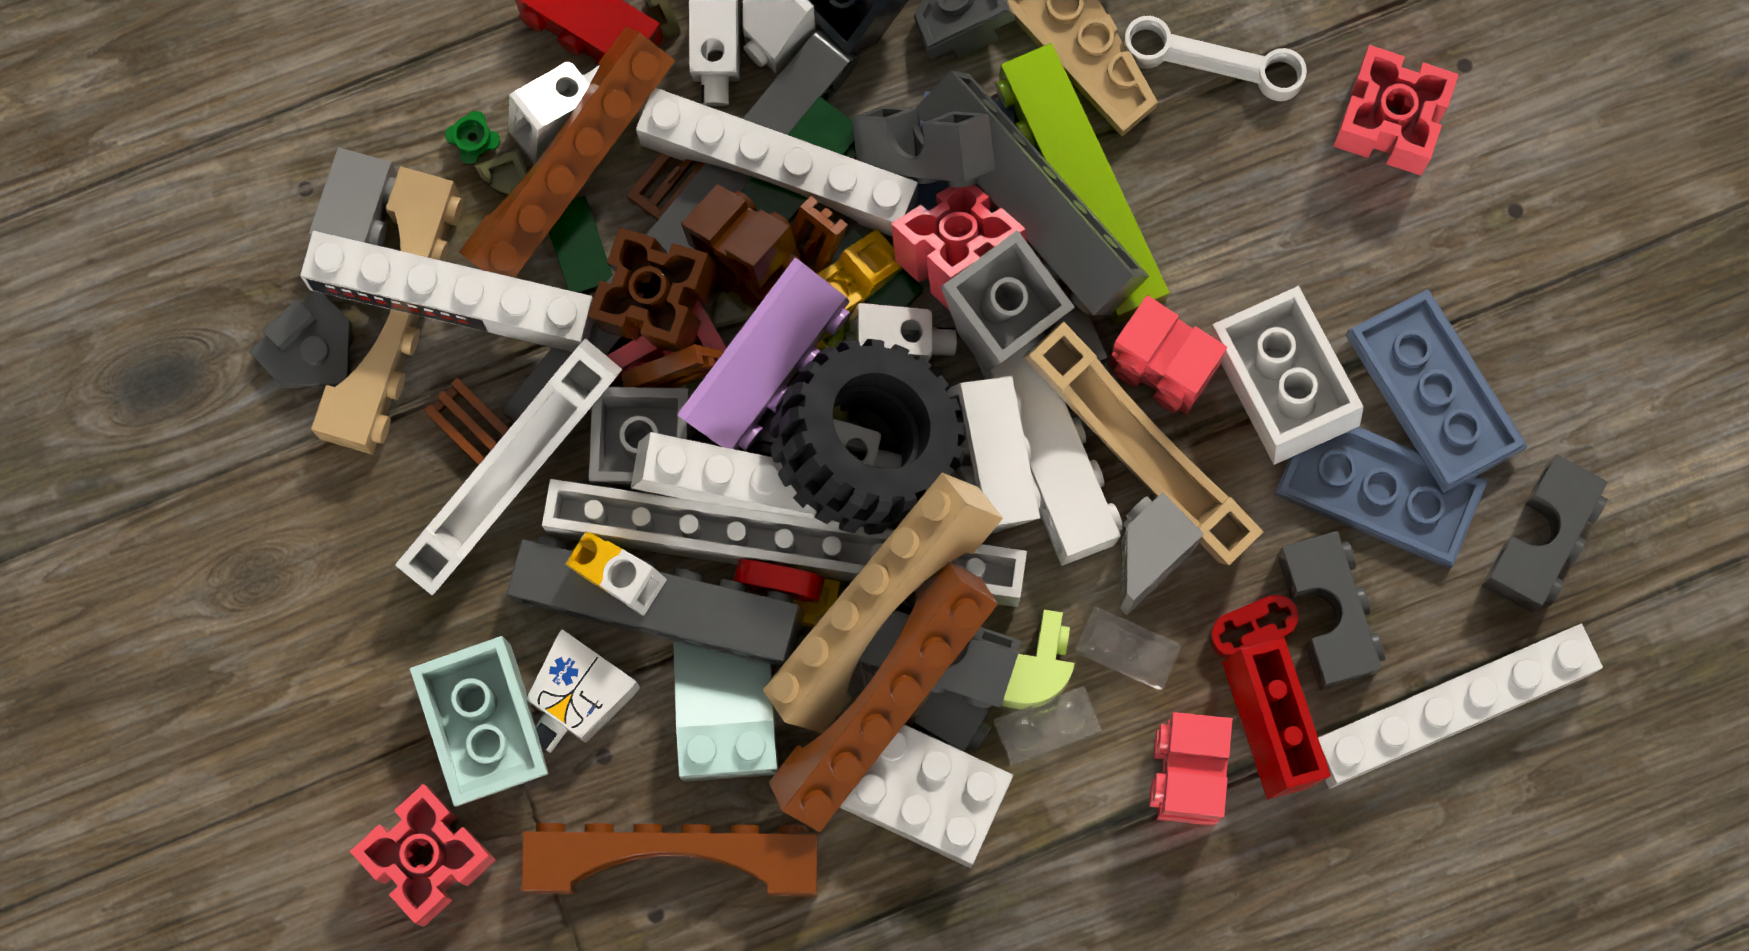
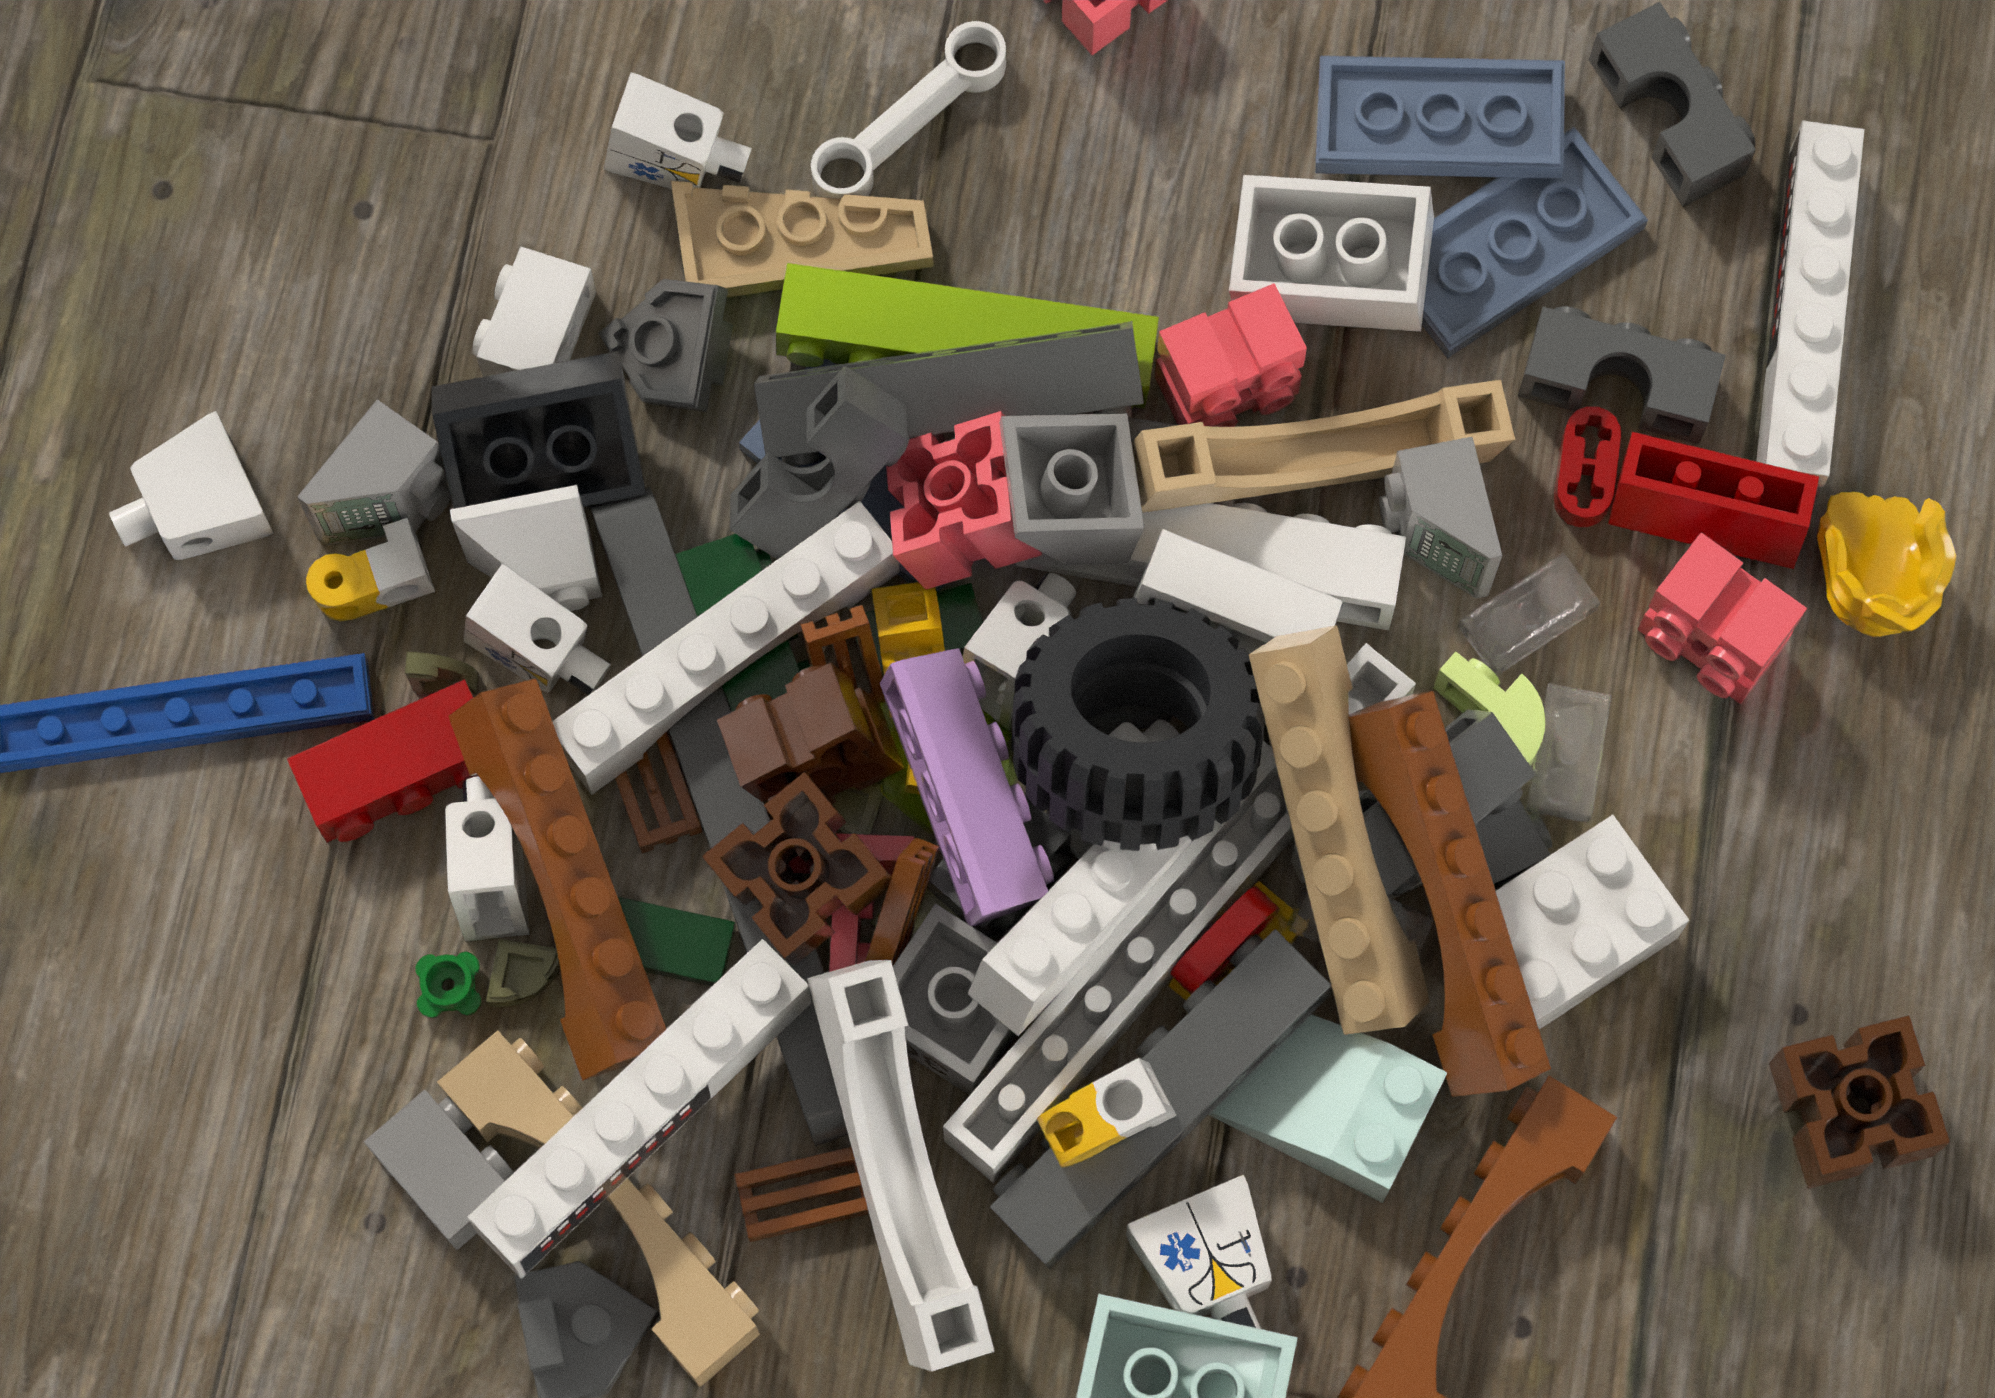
camera: 60 degrees left, 5 degrees down
(1305, 853) = (1884, 561): none -> yellow hair

